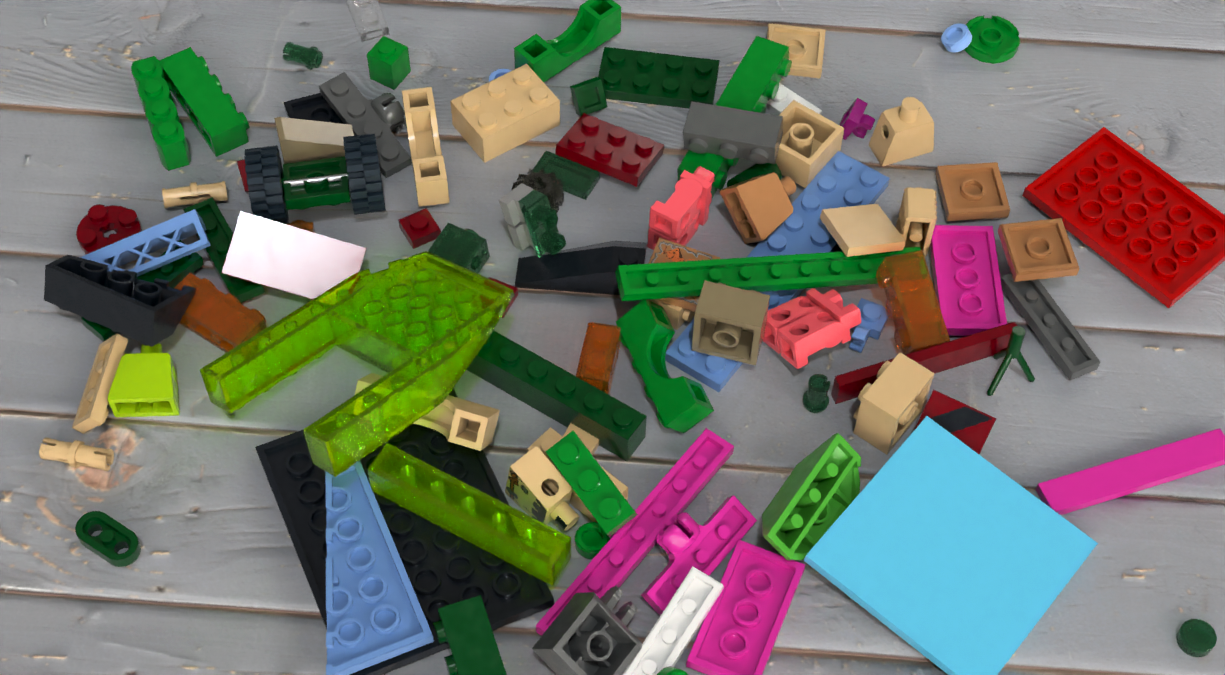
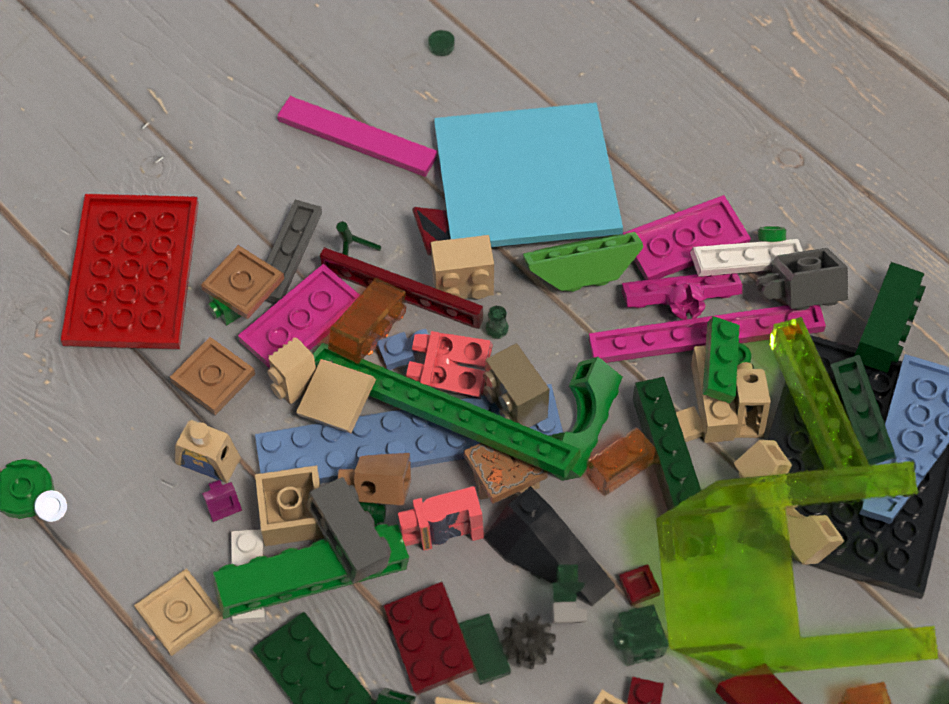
camera: 135 degrees left, 5 degrees up
(427, 543) = (863, 410): none -> dark green plate

